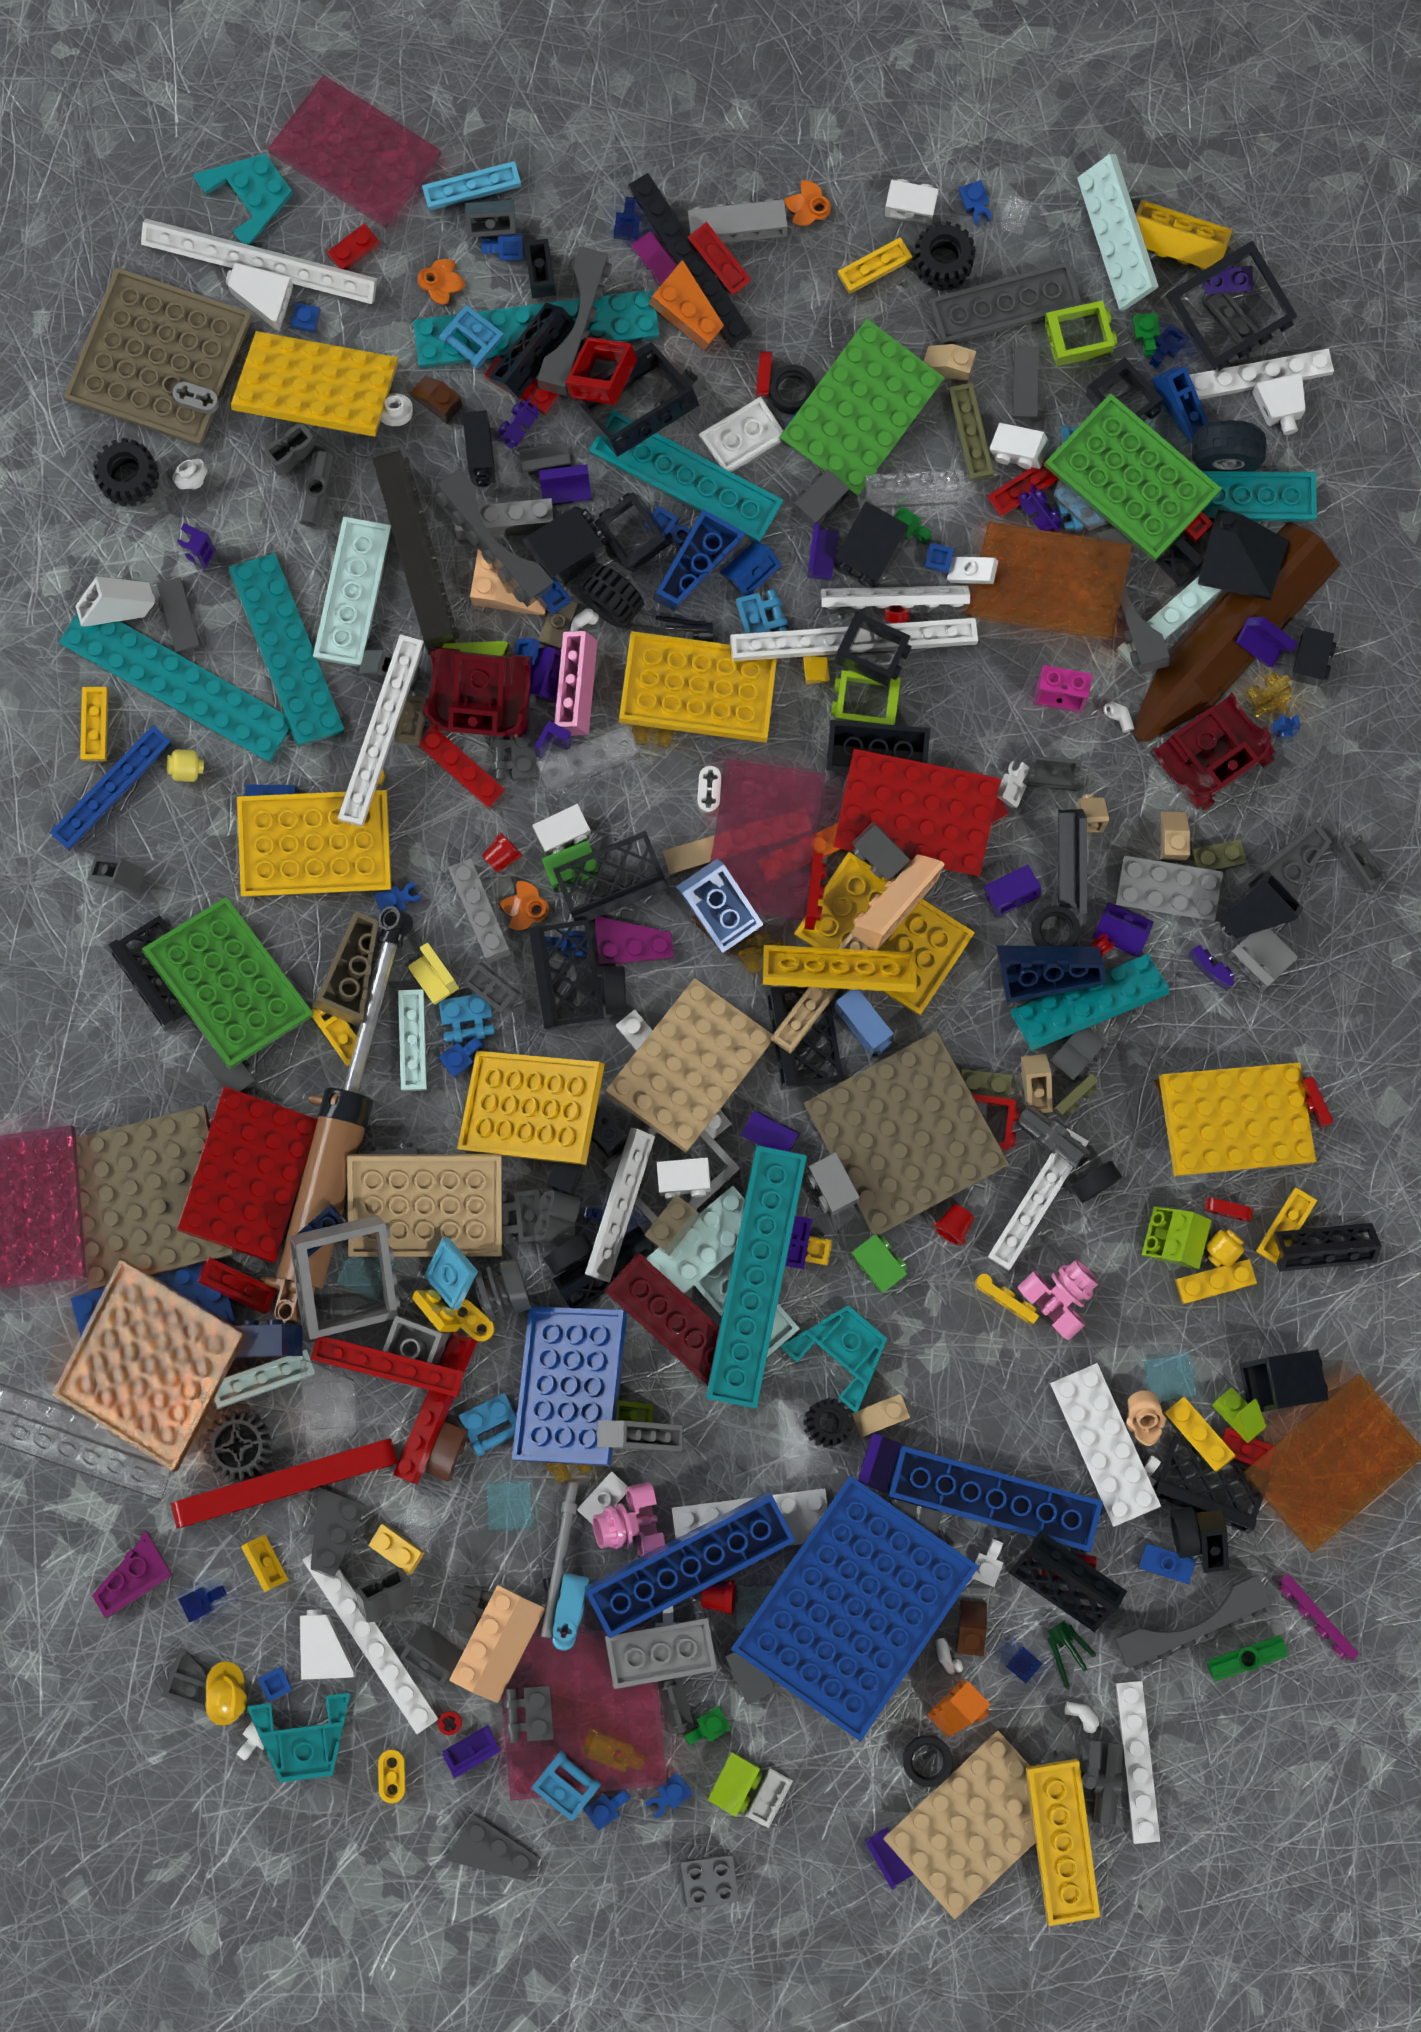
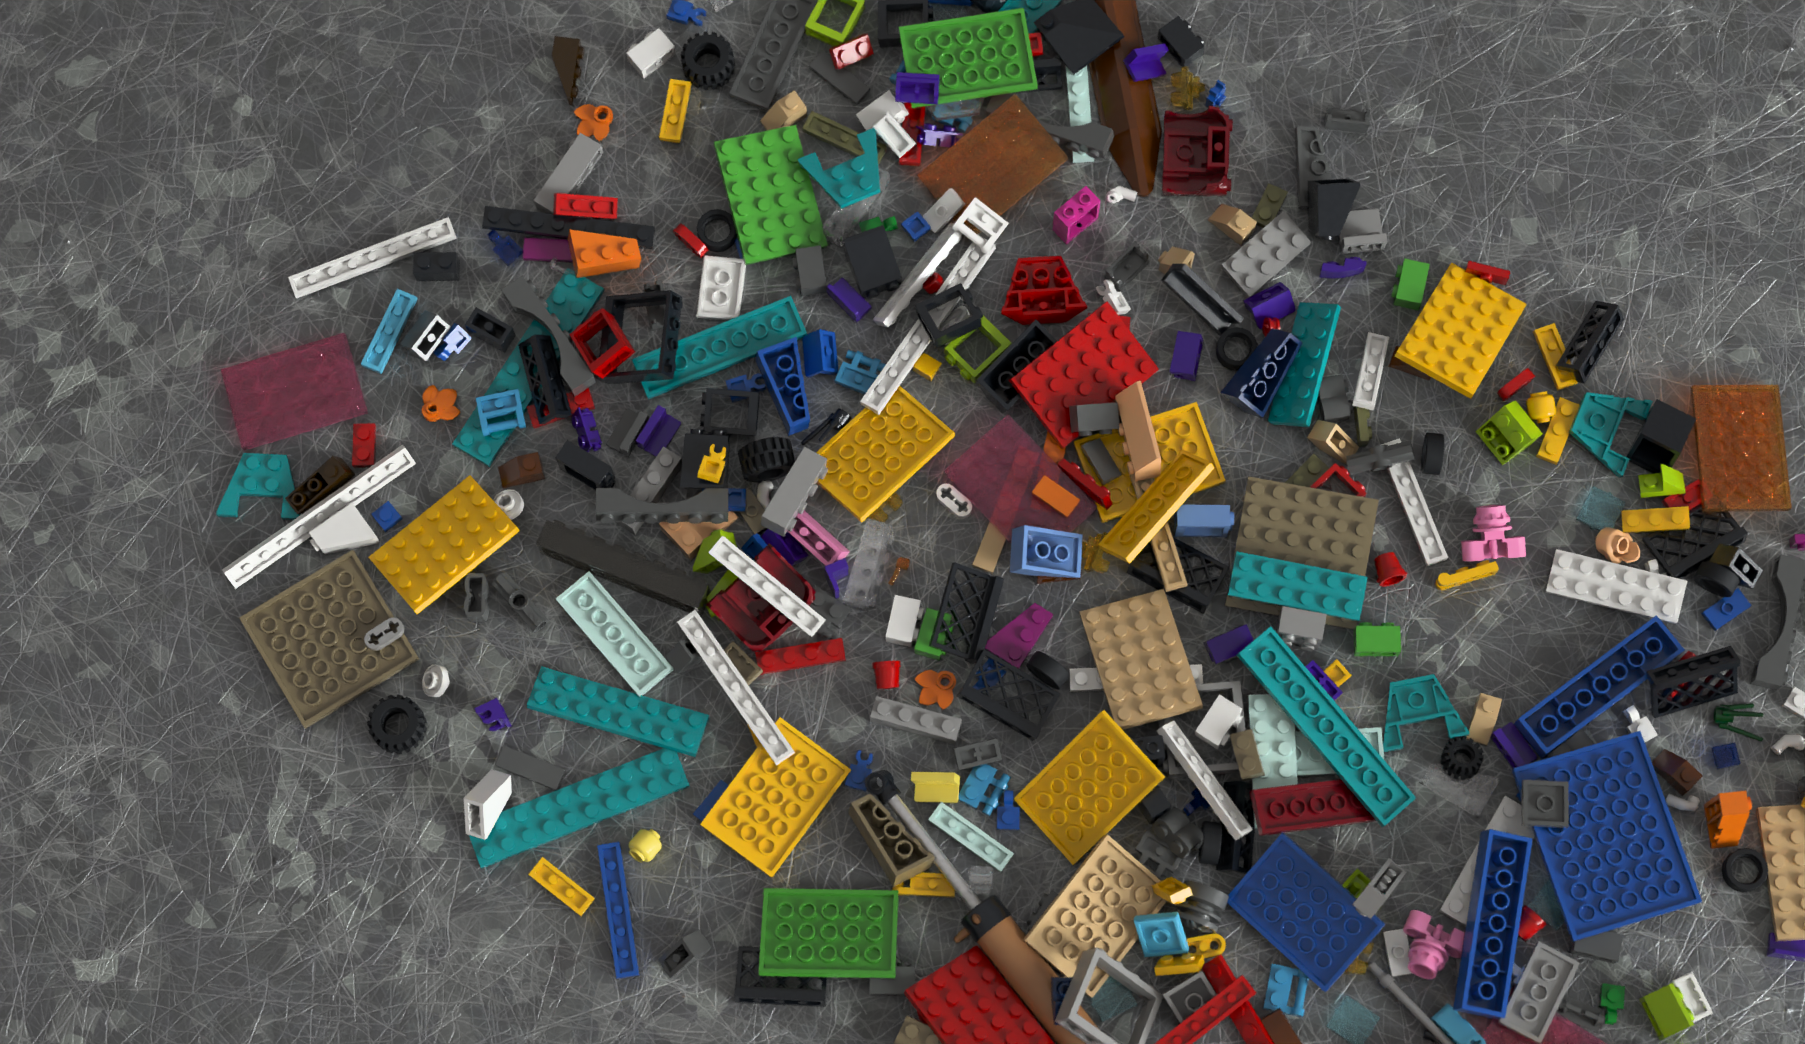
camera: 50 degrees left, 5 degrees down
(286, 238) = (320, 484): none -> dark brown slope
(377, 1077) = (980, 879): none -> clear brick
(487, 684) = (767, 586): none -> white plate
(492, 618) = (704, 561): none -> lime slope
(495, 1252) = (1172, 890): none -> yellow plate
(527, 118) = (372, 257): none -> white plate
(560, 552) = (712, 467): none -> yellow plate
(561, 177) = (436, 266): none -> black brick
(596, 641) = (794, 492): none -> light grey brick
(613, 788) = (902, 563): none -> clear orange hand
(780, 874) = (1055, 496): none -> orange tile
(837, 1528) = (1545, 803): none -> dark grey plate
(844, 135) = (566, 58): none -> dark brown slope
(848, 889) = (1100, 461): none -> dark grey slope
(867, 1152) = (1297, 586): none -> teal brick
(932, 465) = (851, 179): none -> teal wing
(966, 715) = (1043, 292): none -> red wedge
(991, 612) = (984, 220): none -> white plate
(1005, 470) = (893, 135): none -> white tile
(1057, 372) = (851, 51): none -> plate
(1062, 454) = (917, 88): none -> dark purple hinge
(1131, 1066) = (1370, 371): none -> white tile
(1247, 1041) = (1411, 284): none -> bright green brick
(1253, 1312) = (1598, 422): none -> teal wing

